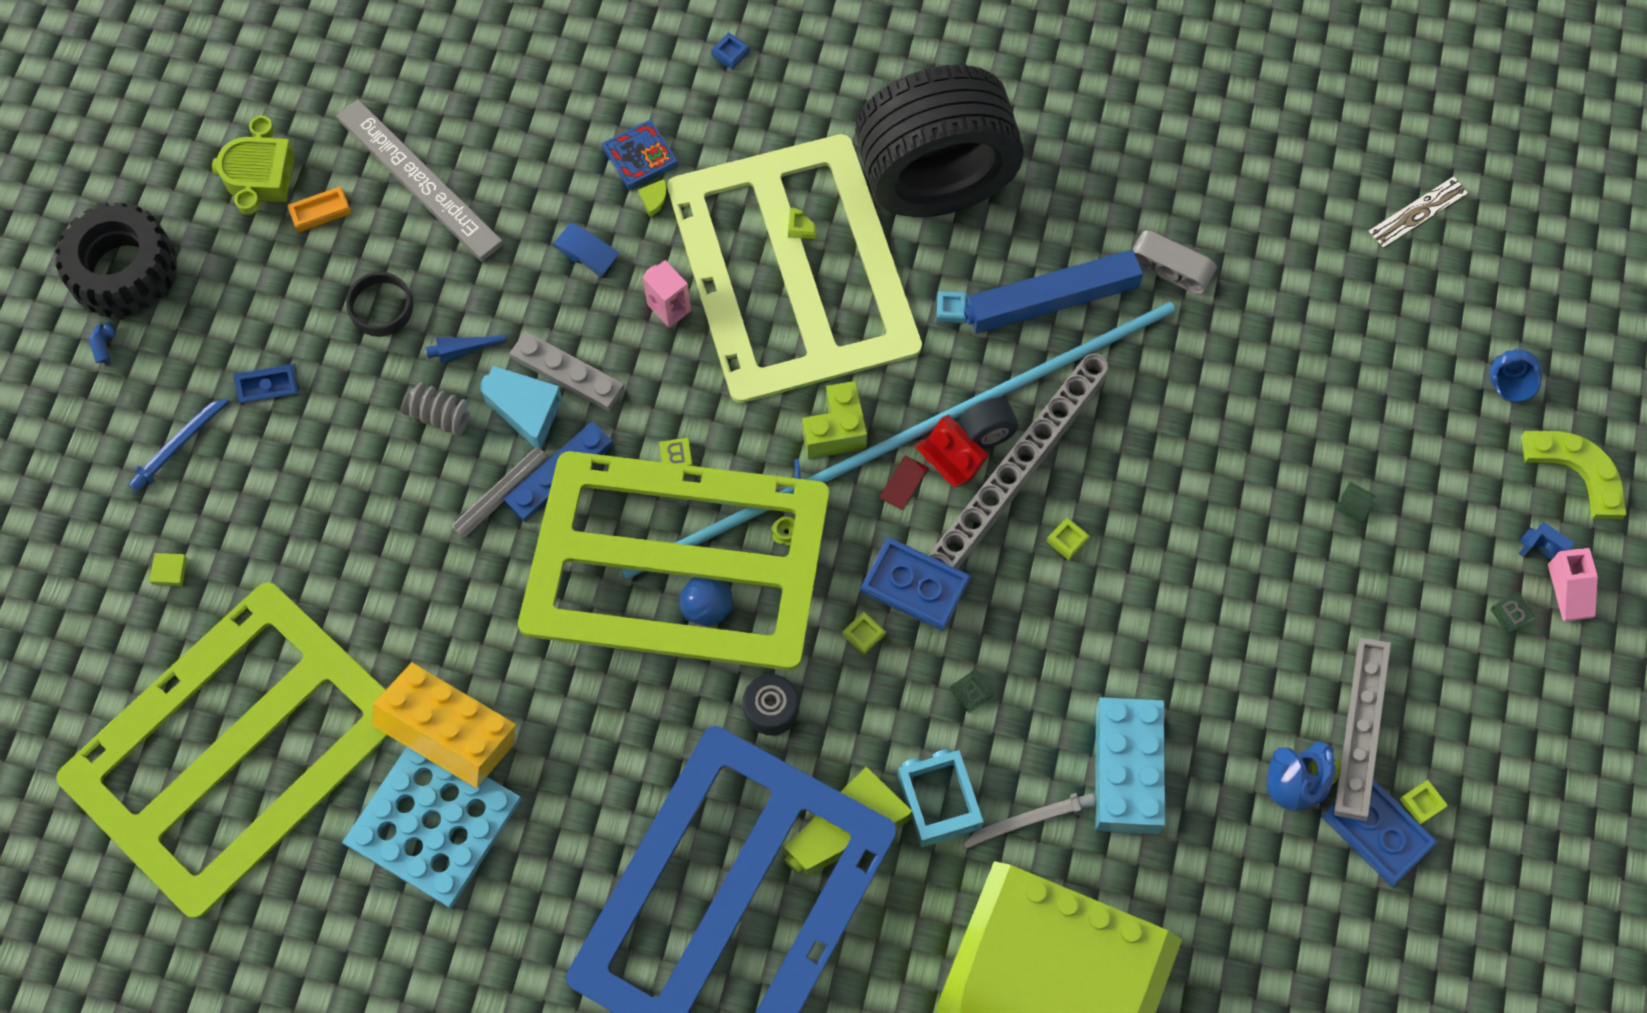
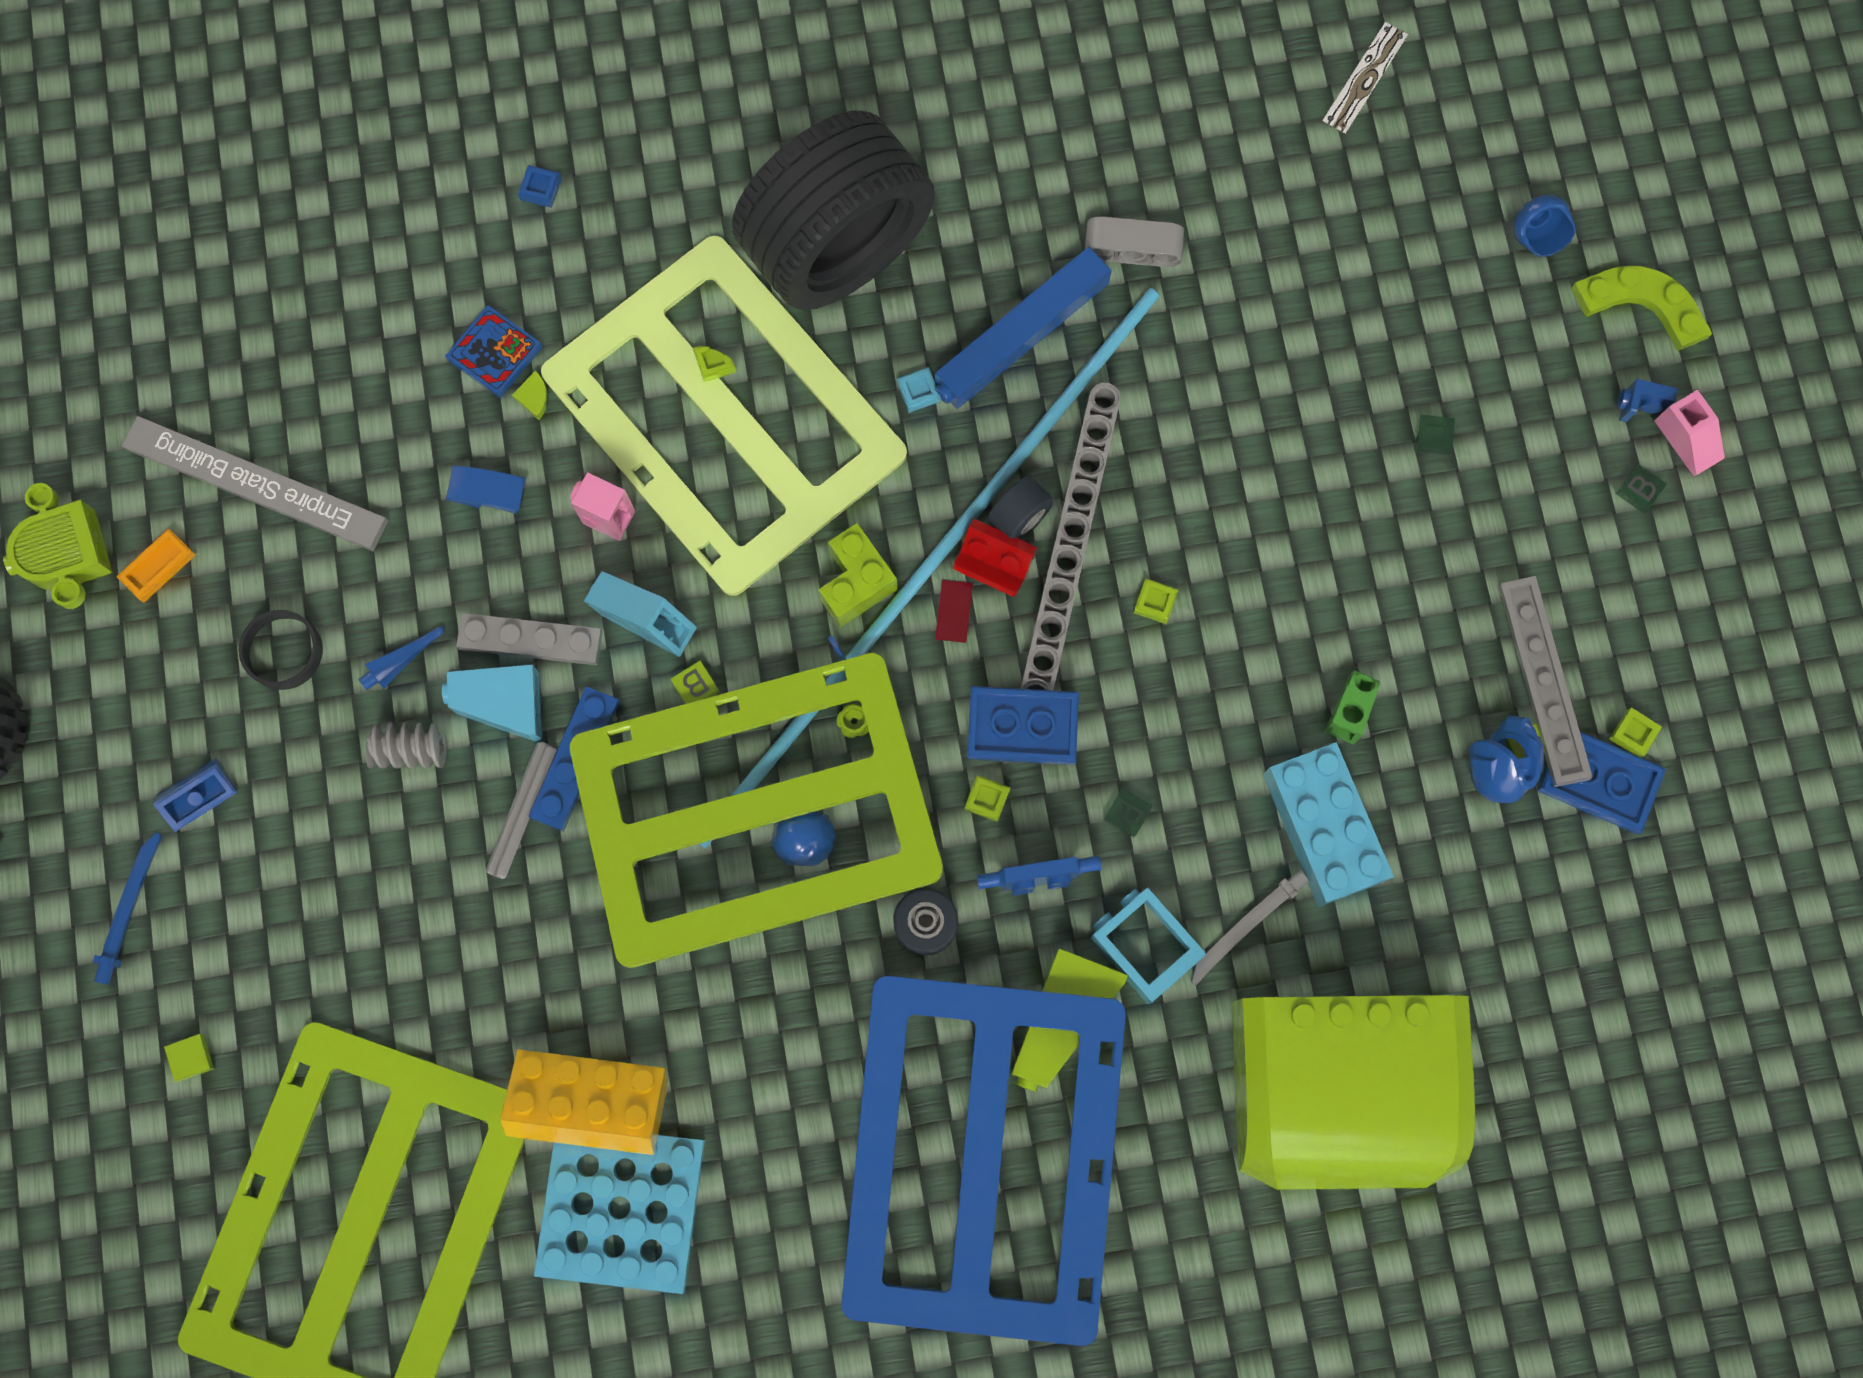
camera: 25 degrees left, 10 degrees up
(659, 384) = (641, 613): none -> medium azure slope
(869, 701) = (1054, 873): none -> blue plate
(1192, 684) = (1353, 707): none -> bright green leg

